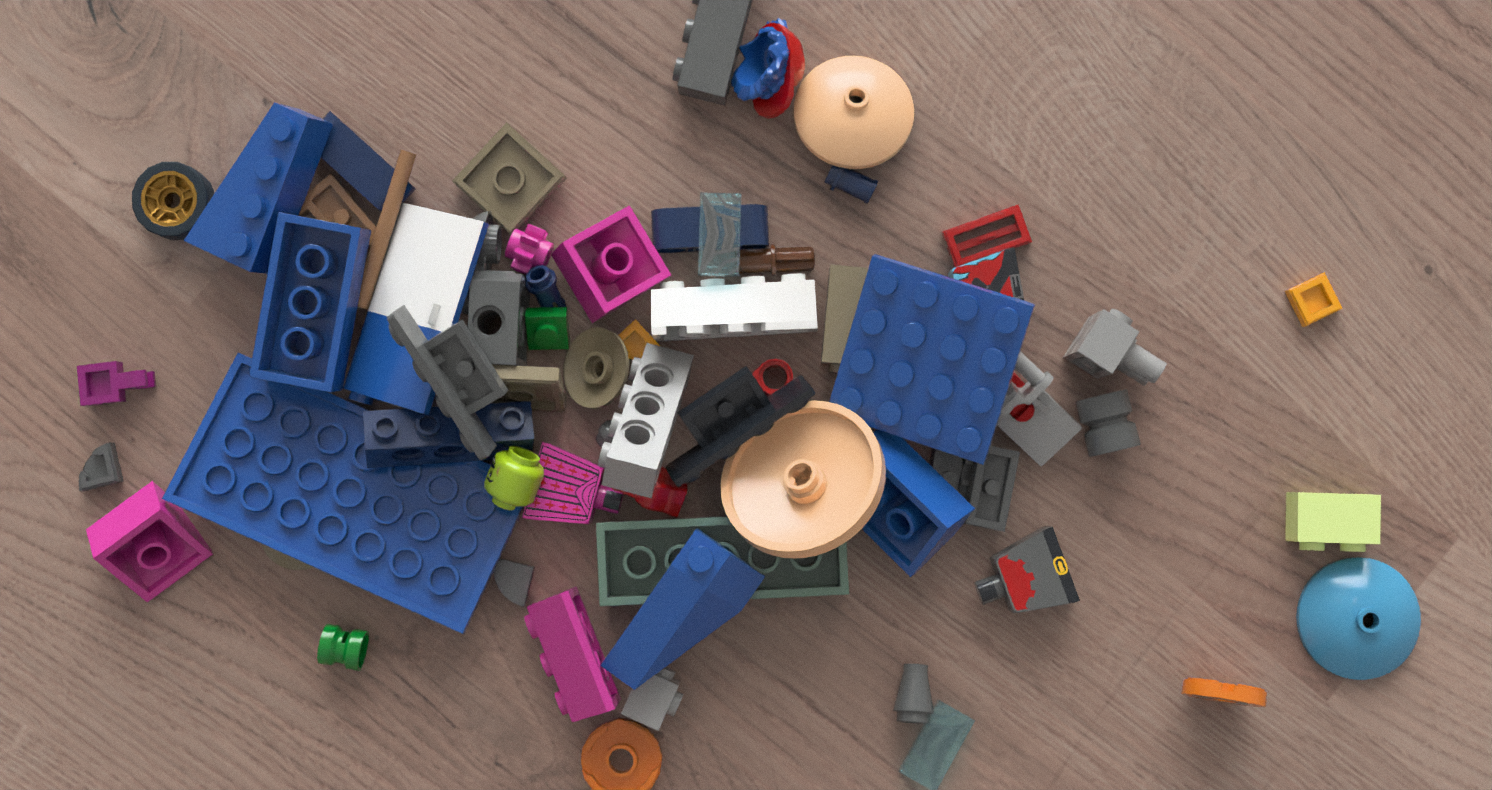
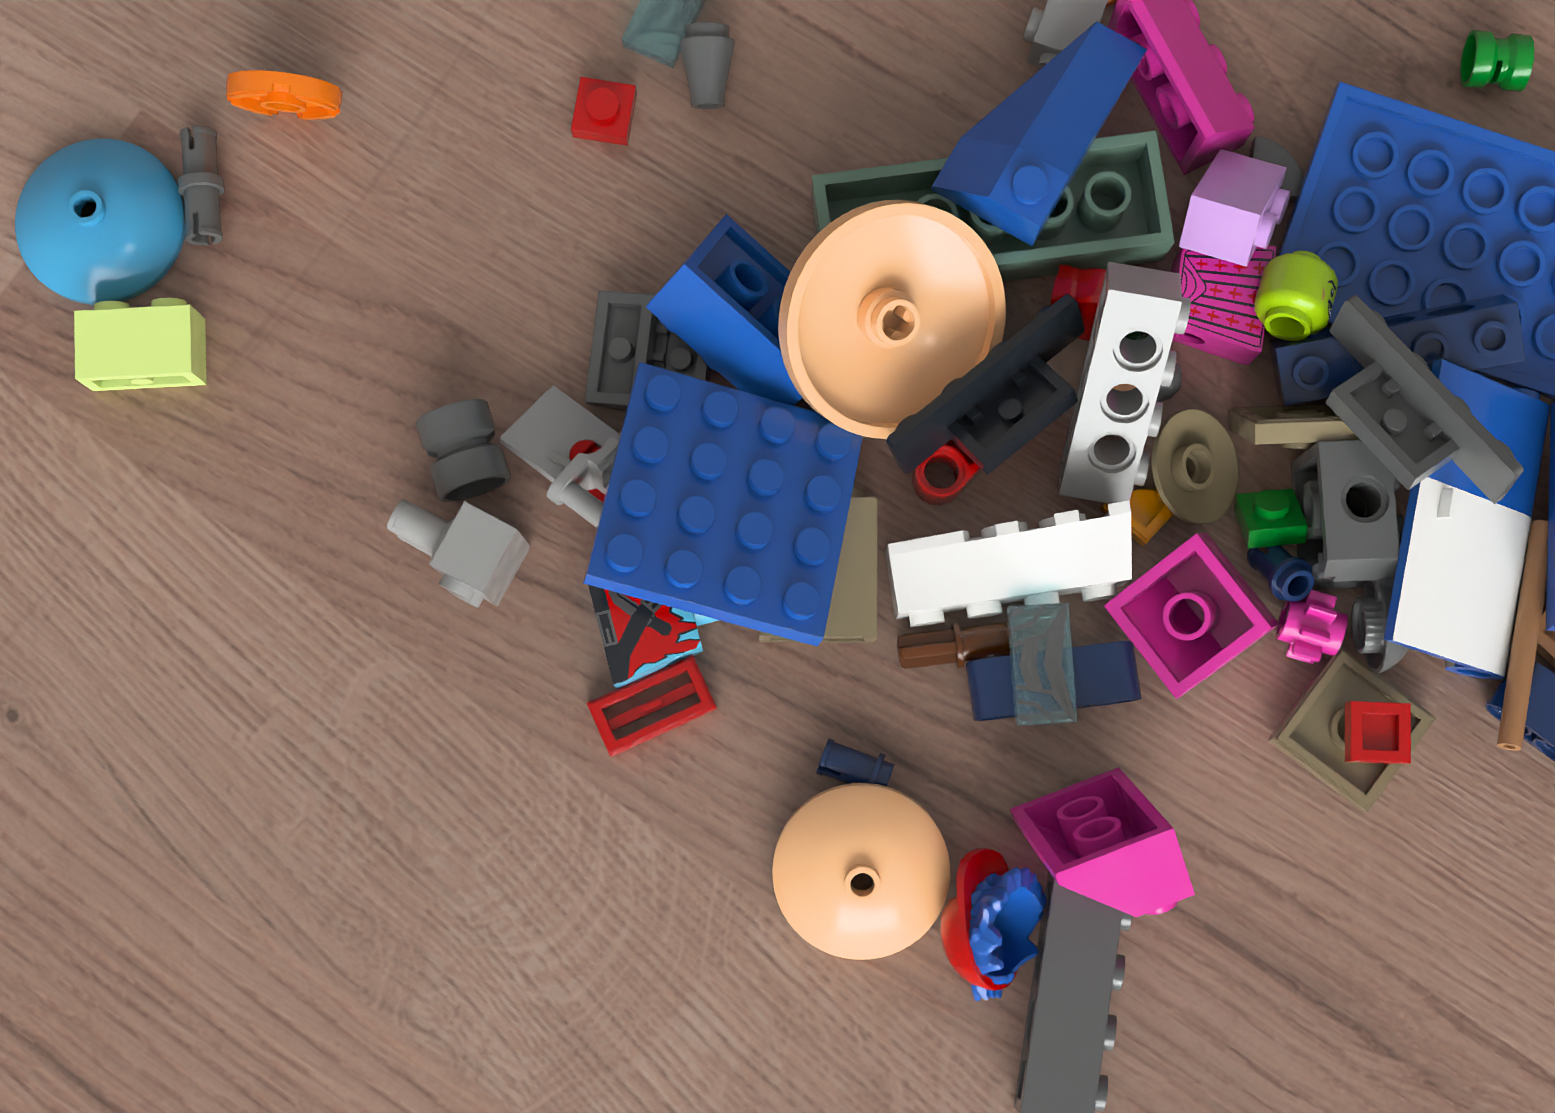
camera: 170 degrees right, 5 degrees down
(495, 170) = (1378, 732): none -> red plate
(549, 546) = (1235, 208): none -> lavender brick
(695, 104) = (1108, 844): none -> dark pink slope
(991, 668) = (603, 111): none -> red plate
(1029, 574) = (560, 234): torso -> none
(1285, 636) = (201, 185): none -> dark grey pin
(1313, 300) = (176, 655): light orange tile -> none

